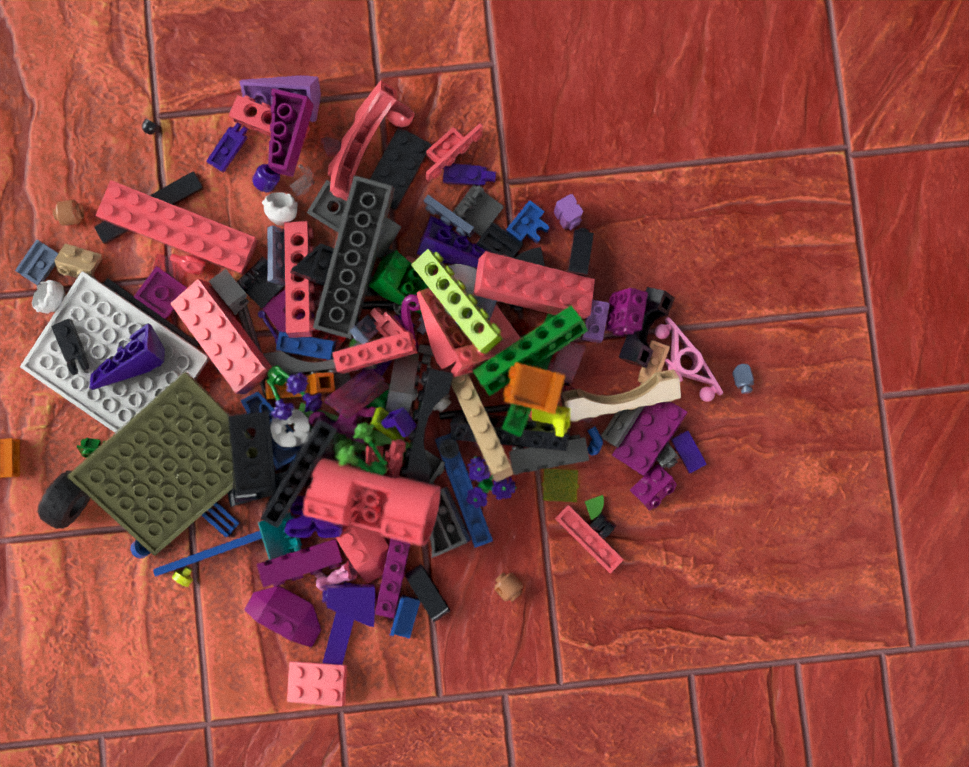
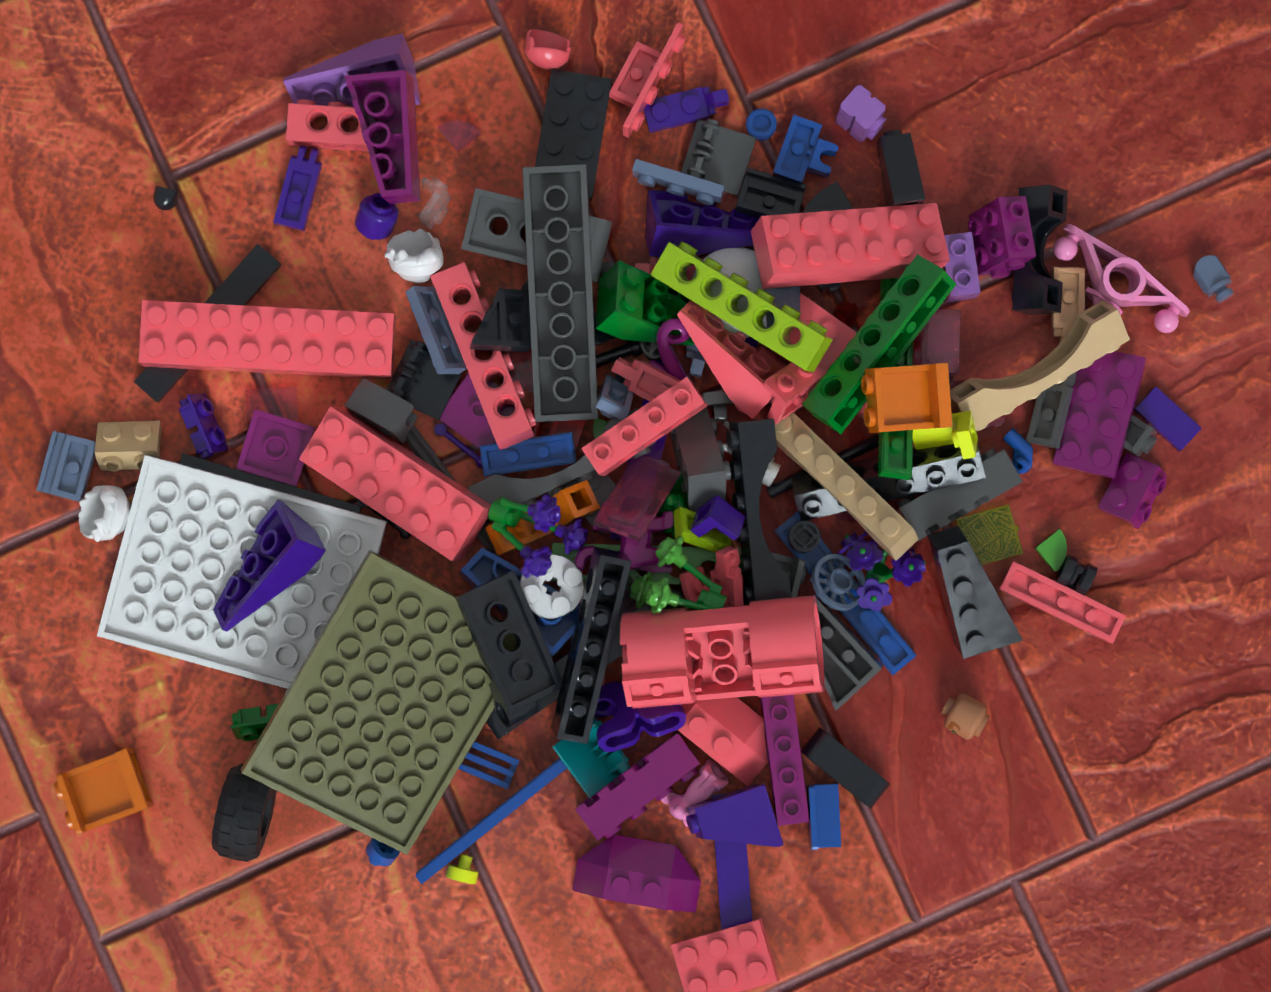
camera: 20 degrees left, 0 degrees up
(68, 212) = (87, 372): nougat head -> none
(70, 345) = (166, 574): black hinge -> none
(125, 258) = (198, 412): none -> dark purple hinge
(189, 263) = (304, 388): coral piece -> none
(357, 138) = (495, 115): coral arch -> none
(460, 482) = (837, 581): none -> sand blue wheel
(509, 199) = (761, 124): none -> blue tile
(535, 524) = (971, 602): none -> black wedge

